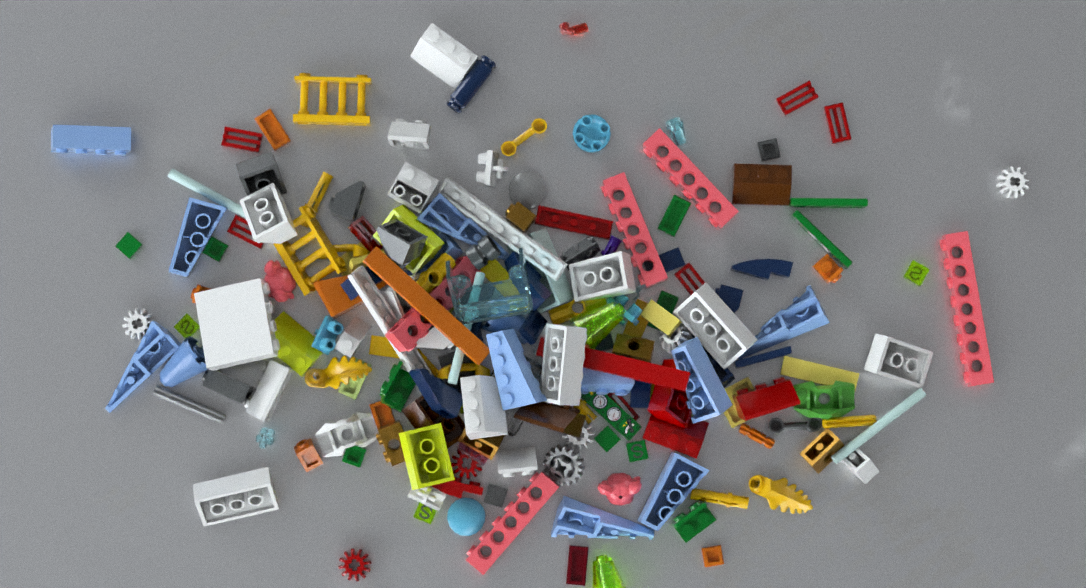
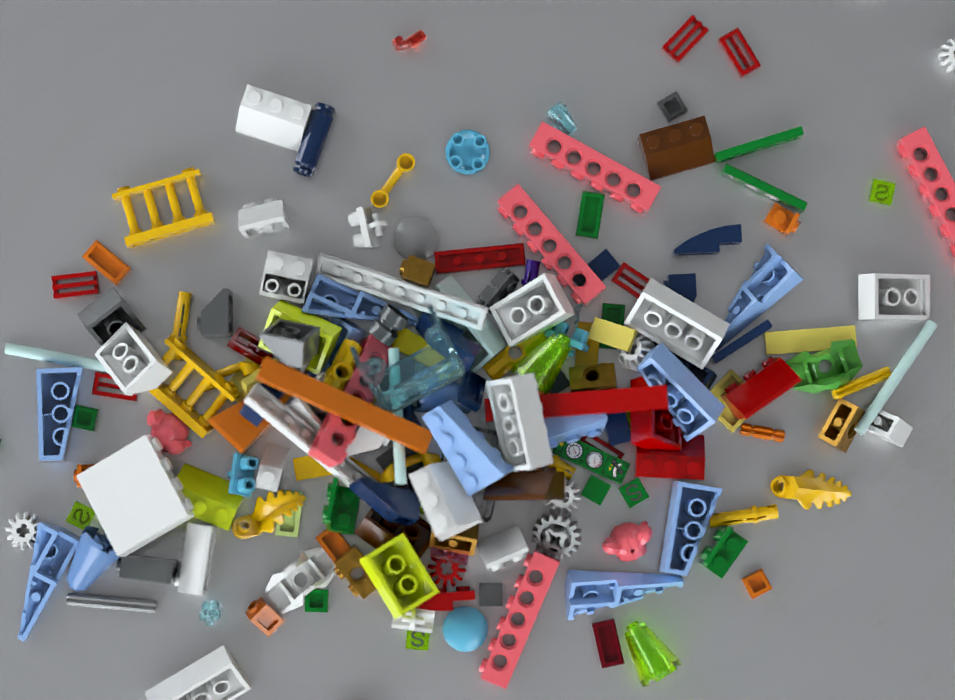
camera: 15 degrees left, 0 degrees up
(776, 425) = (821, 400): dark grey bar -> none

